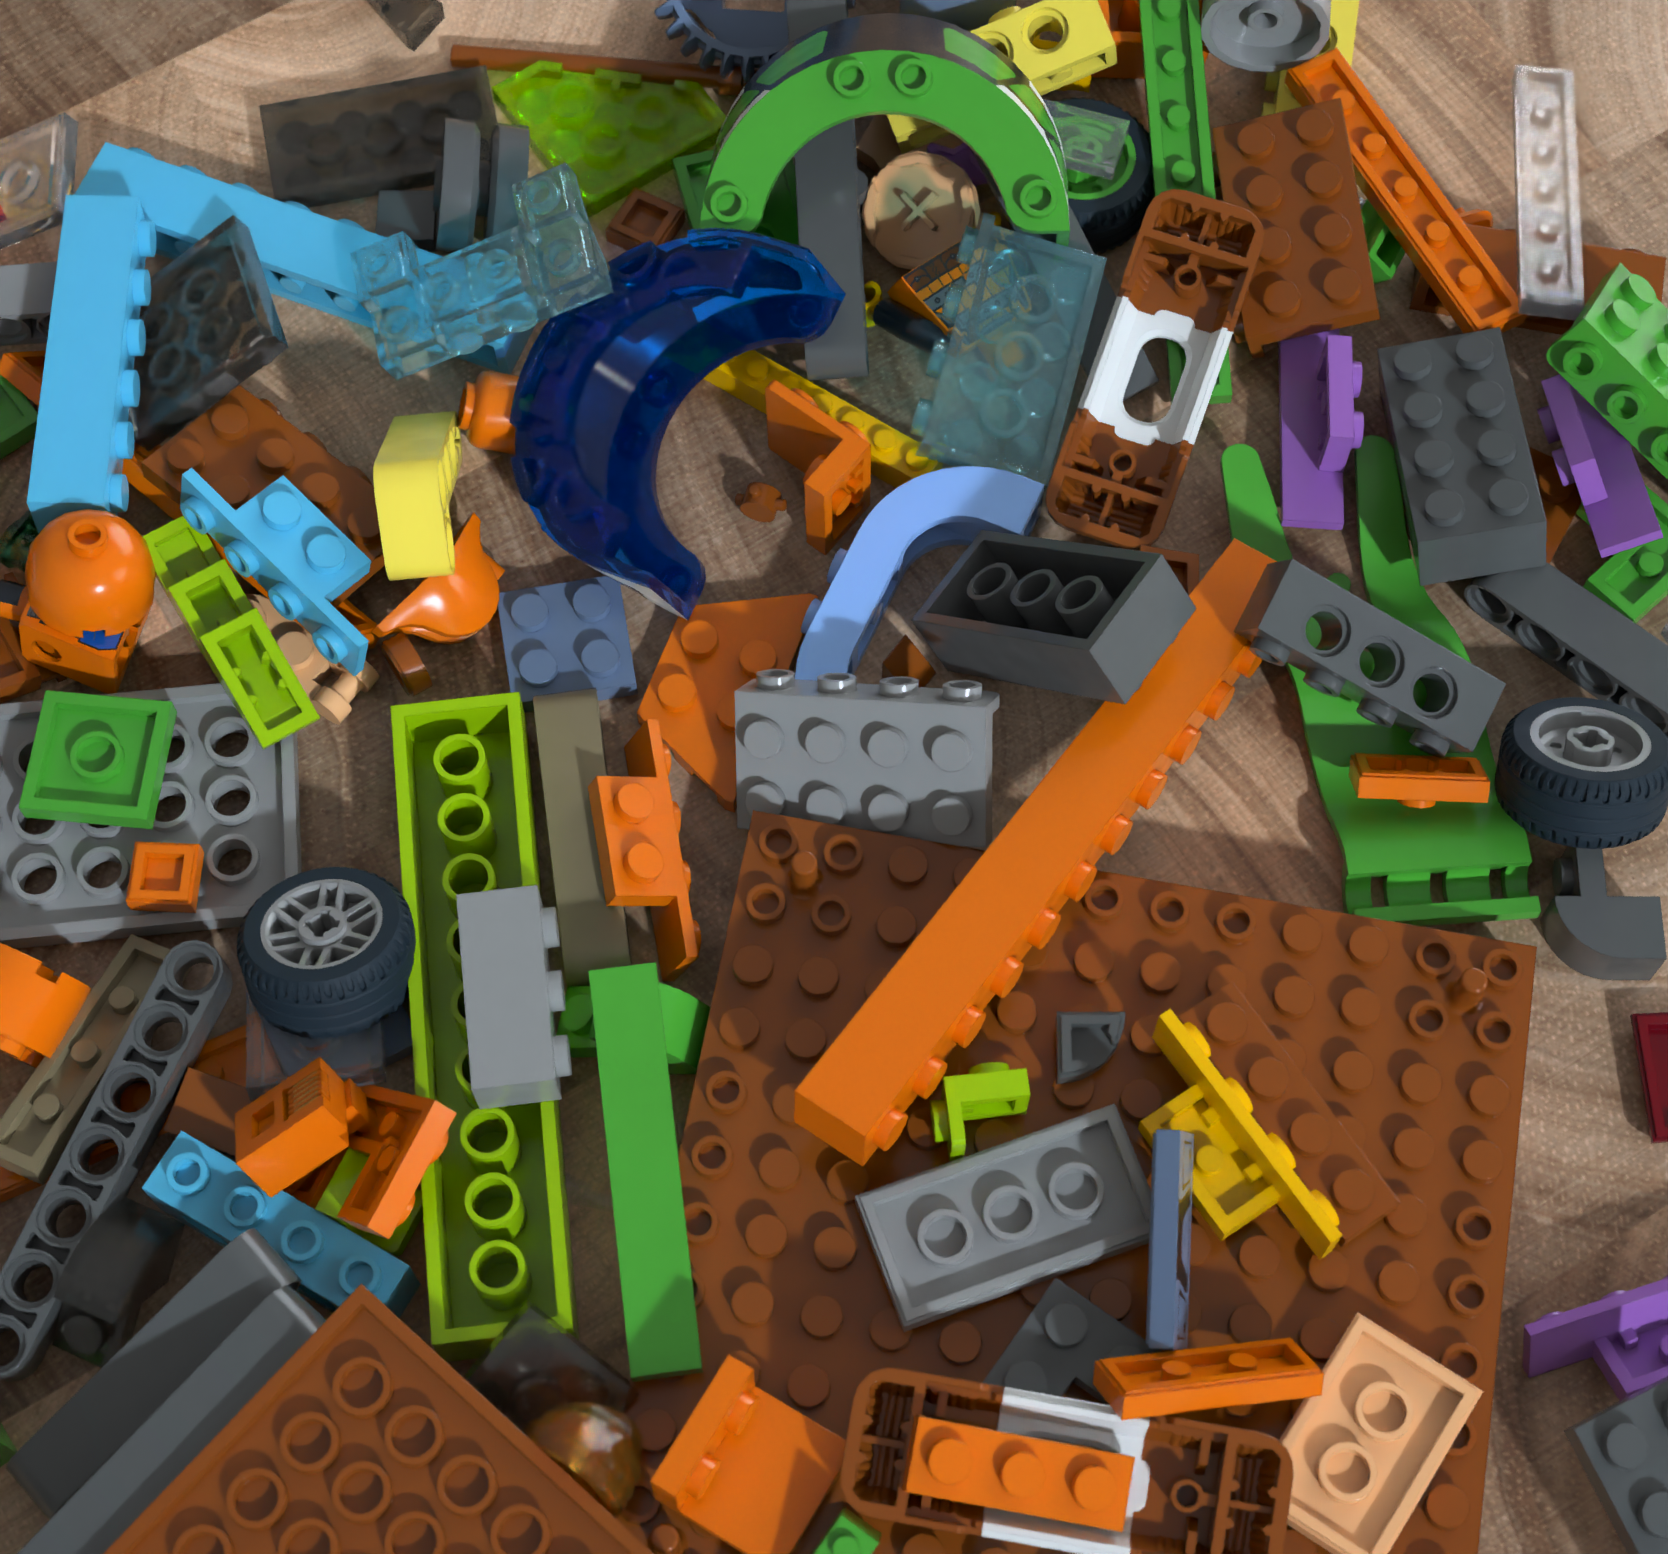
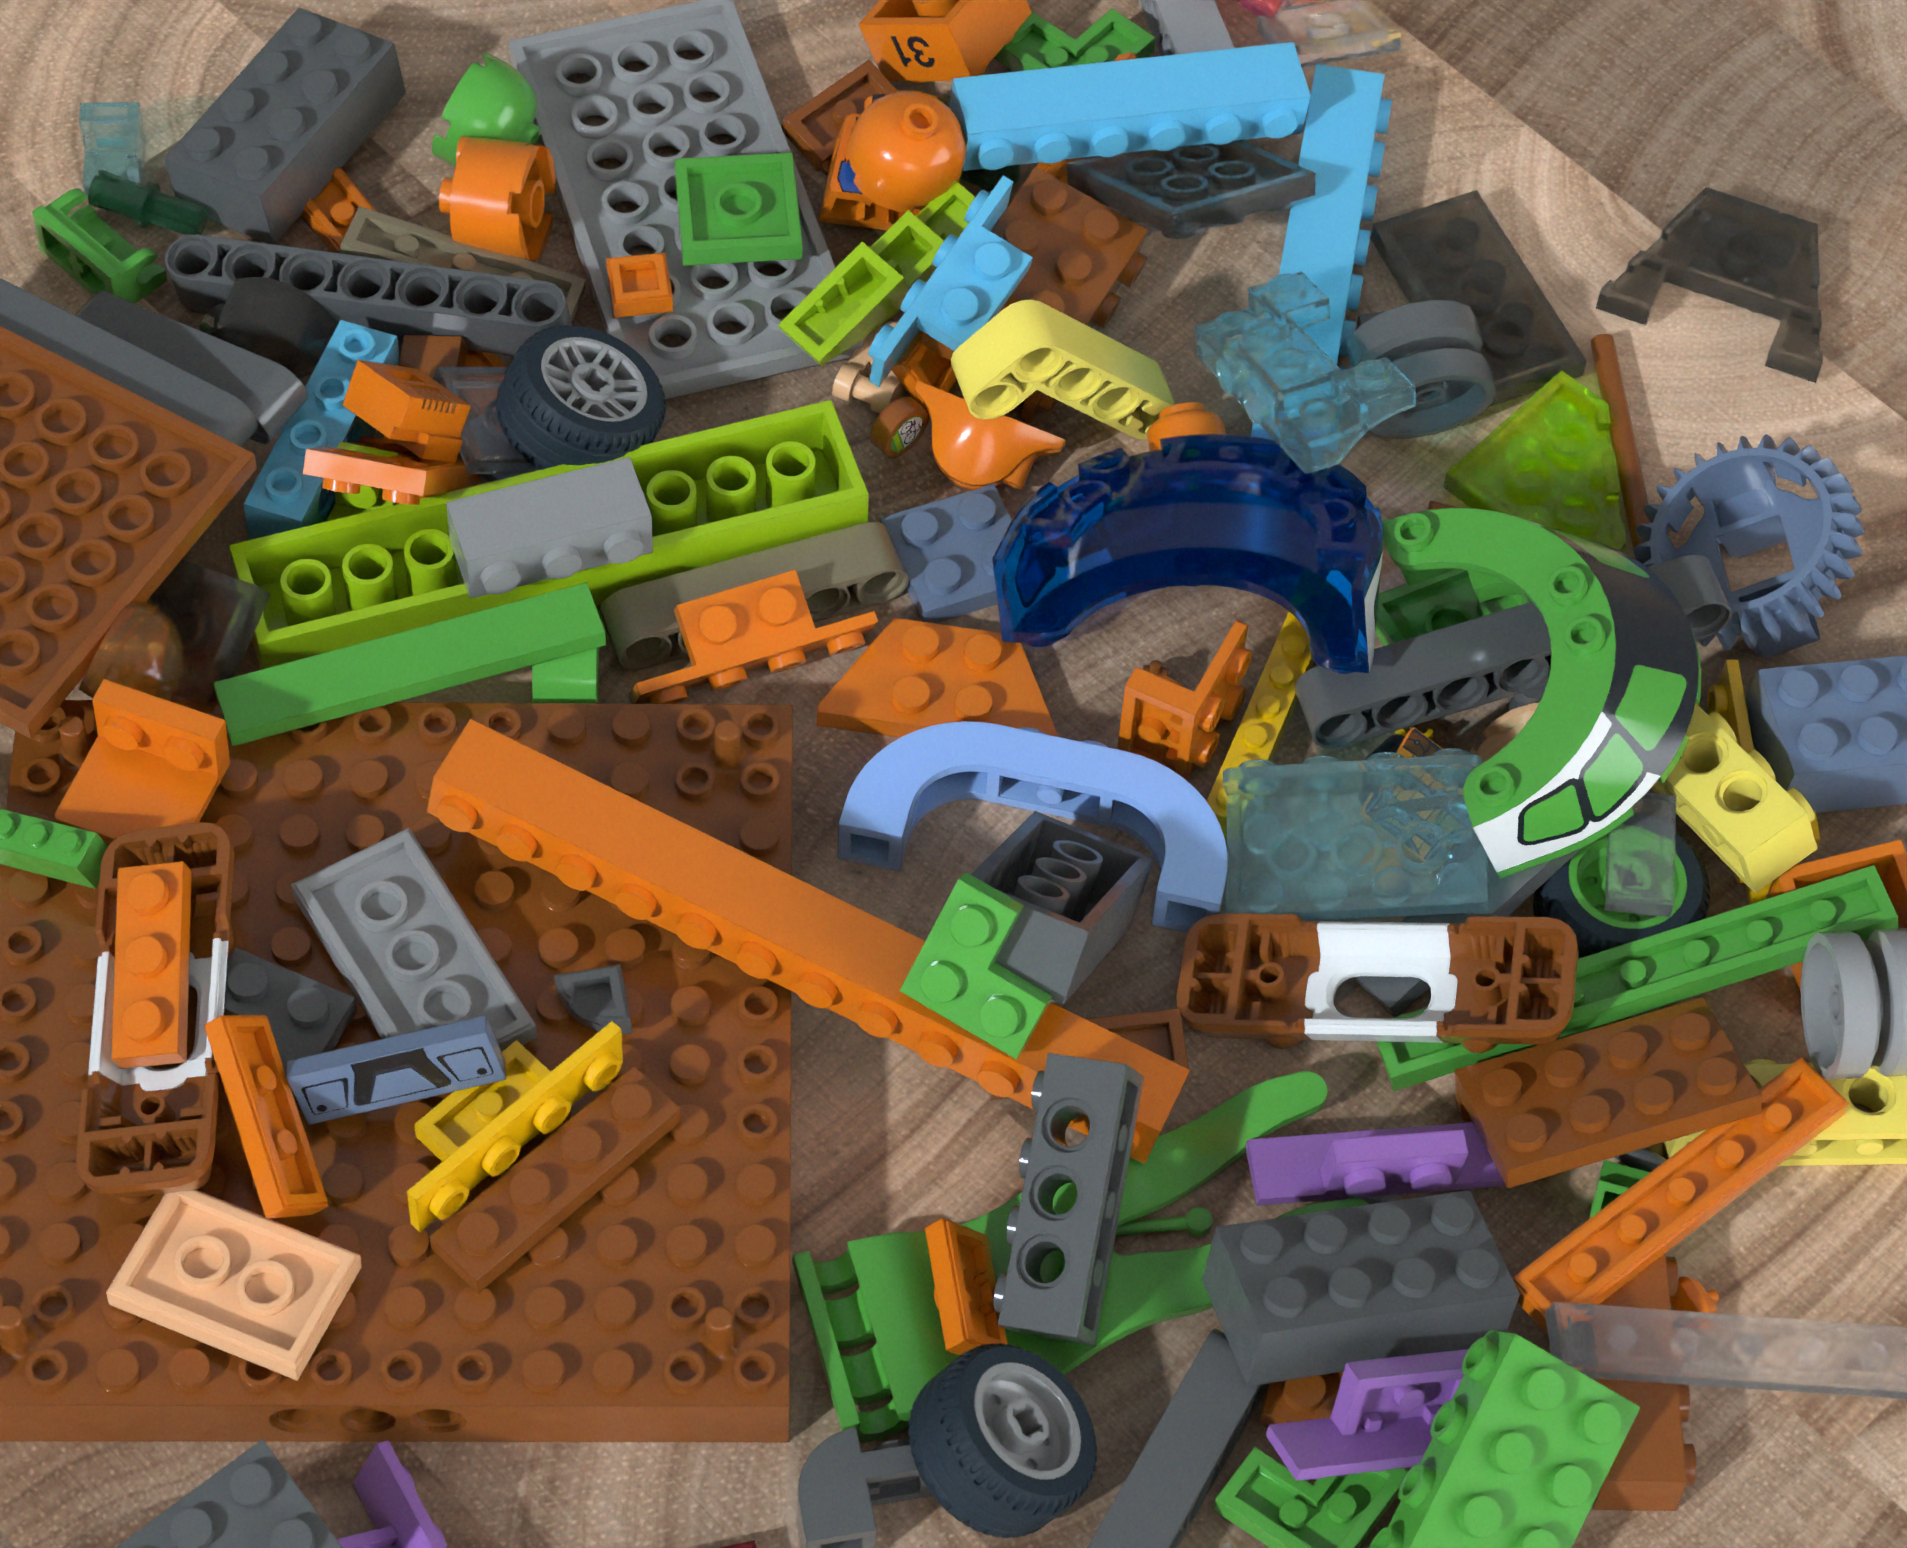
camera: 75 degrees right, 10 degrees down
(868, 754) = (869, 779): light grey bracket -> none
(907, 662) = (995, 829): dark orange piece -> none
(983, 1093) = (507, 888): lime bracket -> none
(1155, 680) = (959, 969): none -> bright green plate

